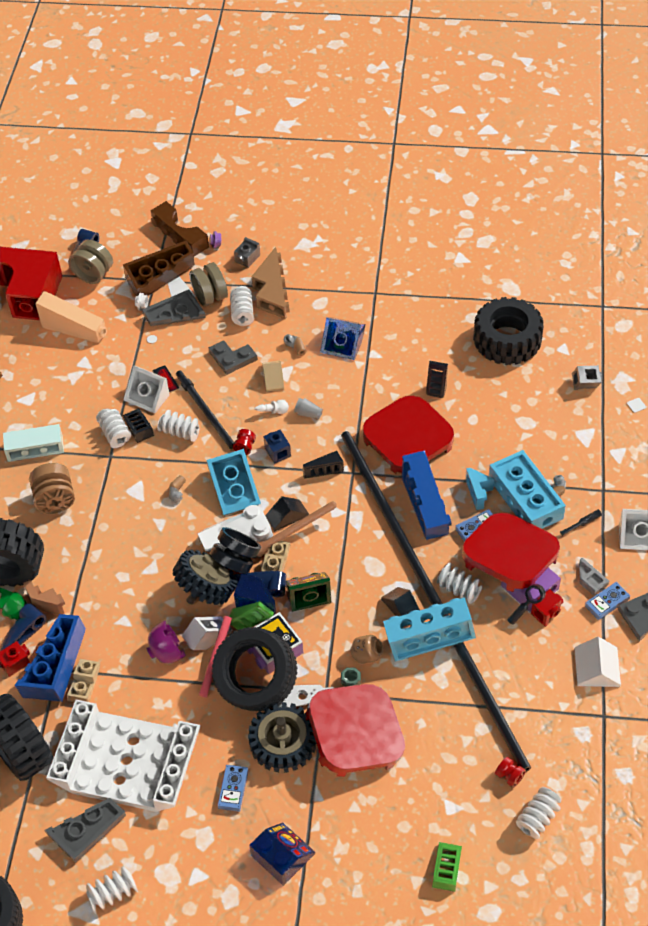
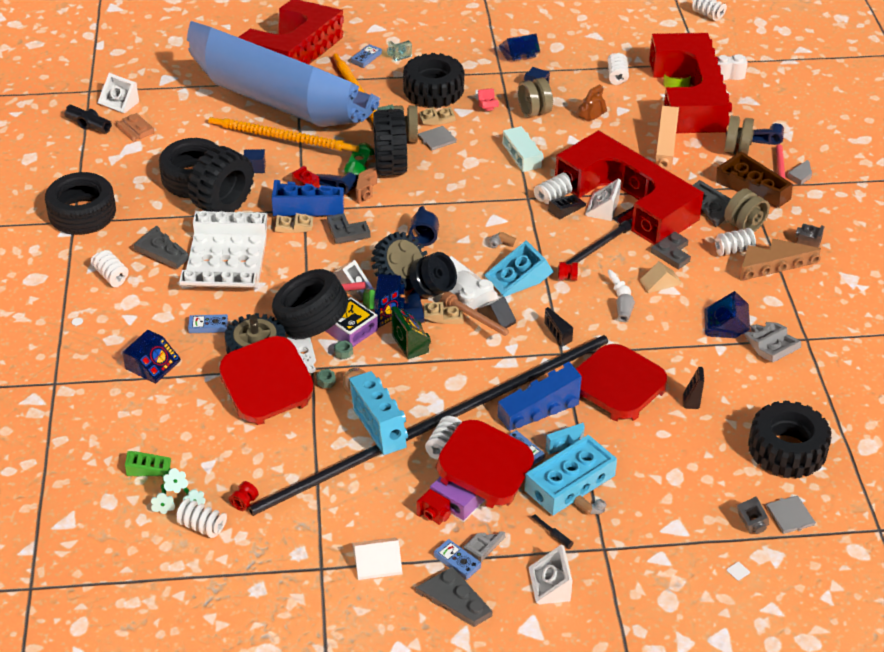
camera: 75 degrees right, 10 degrees down
(51, 488) = (471, 163): medium nougat wheel -> none
(117, 631) = (345, 232): none -> dark grey plate
(129, 247) = (780, 160): none -> coral bar
(141, 301) = (712, 179): white plate -> none
(141, 550) = (425, 225): none -> dark blue piece
(151, 236) = (801, 173): none -> light grey tile
(164, 644) = (334, 254): magenta cylinder -> none
(166, 218) = (808, 195): reddish brown arch -> none
(171, 337) = (664, 200): none -> red arch
(179, 426) = (570, 227): white piece -> none
(215, 239) = (817, 212): medium lavender plate -> none
(277, 446) = (570, 293): dark blue brick -> none
(295, 342) = (707, 290): arm -> none
(310, 656) = (343, 349): none -> sand green tile
(380, 314) = (772, 341): none -> light grey plate
(400, 601) = (413, 402): black slope -> none
(480, 840) = (174, 481): none -> light aqua plant
(524, 606) = (430, 483): black piece -> none
(580, 355) = (790, 514): none -> light grey piece

